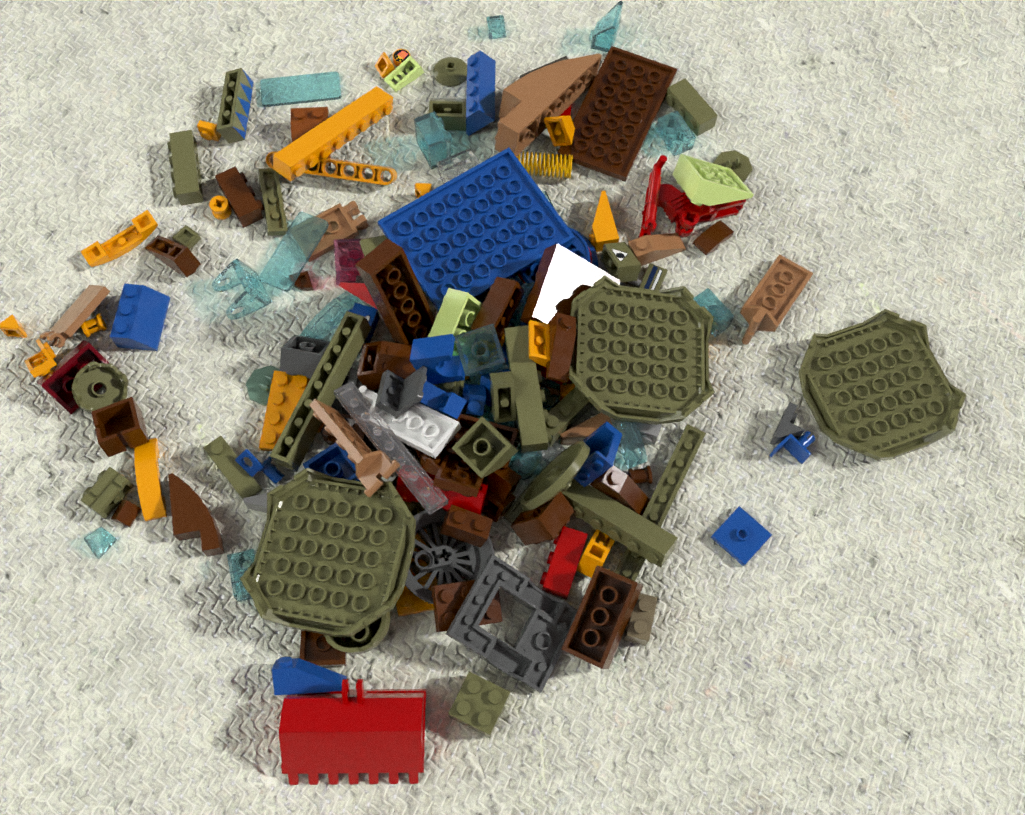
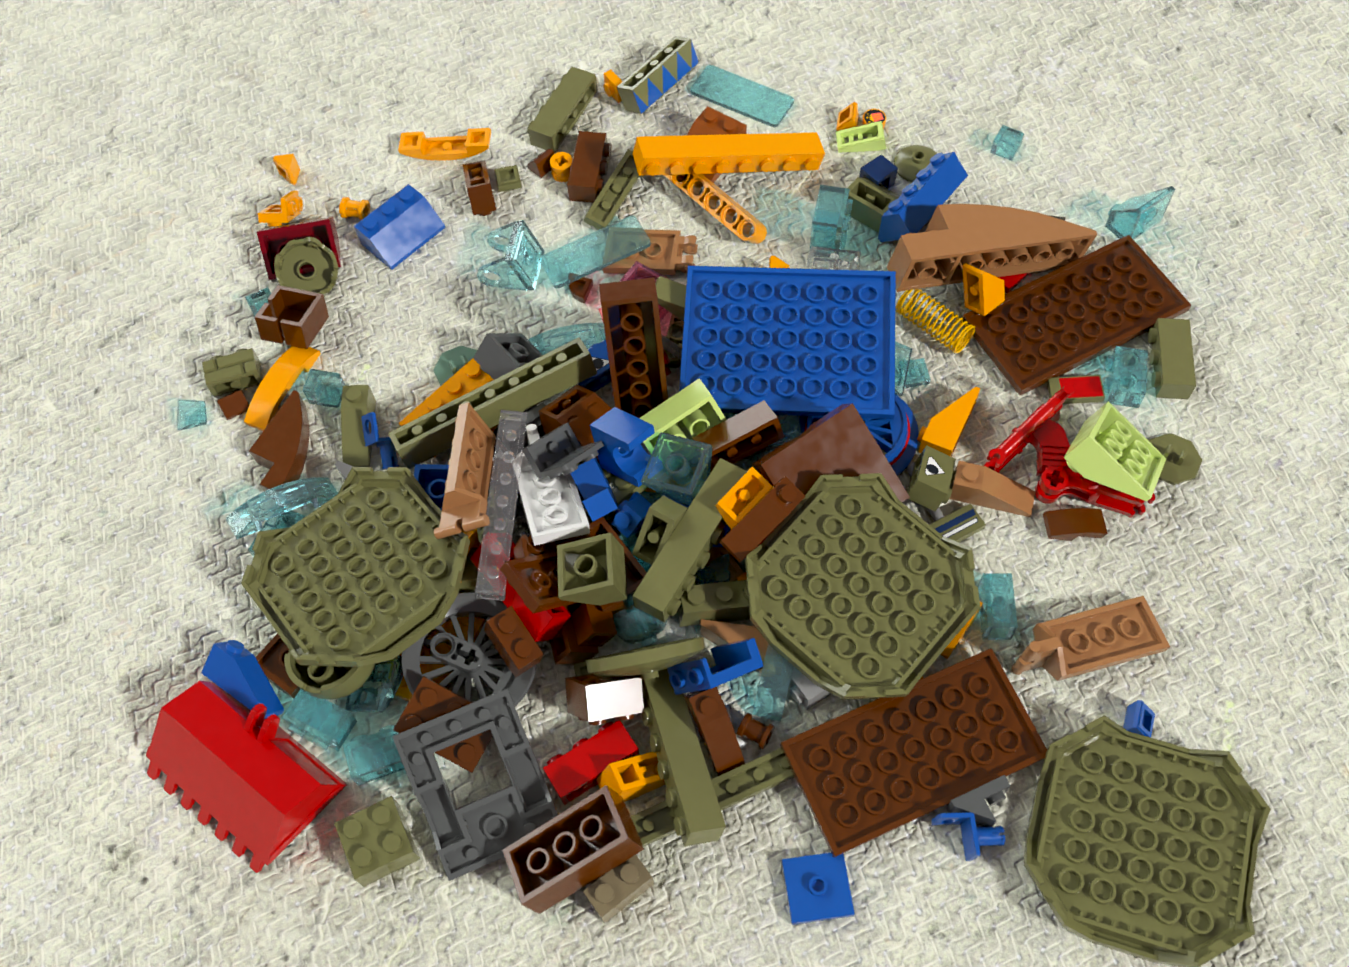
camera: 45 degrees right, 5 degrees down
(75, 315) = (344, 189): medium nougat tile -> none
(82, 433) = (257, 299): none -> clear light blue slope
(185, 459) = (324, 388): none -> clear light blue panel
(202, 213) = (541, 164): none -> reddish brown slope
(225, 554) = (278, 500): none -> clear light blue slope
(377, 665) = (320, 720): none -> clear light blue brick
(403, 619) = (379, 688): none -> clear light blue slope
(433, 655) = (373, 756): none -> clear light blue brick
(435, 89) = (880, 171): none -> dark blue panel
(559, 204) = (917, 374): none -> clear light blue tile
(649, 158) = (1087, 388): none -> tile
(733, 427) = (912, 752): none -> reddish brown plate
(826, 324) = (1139, 718): none -> blue slope

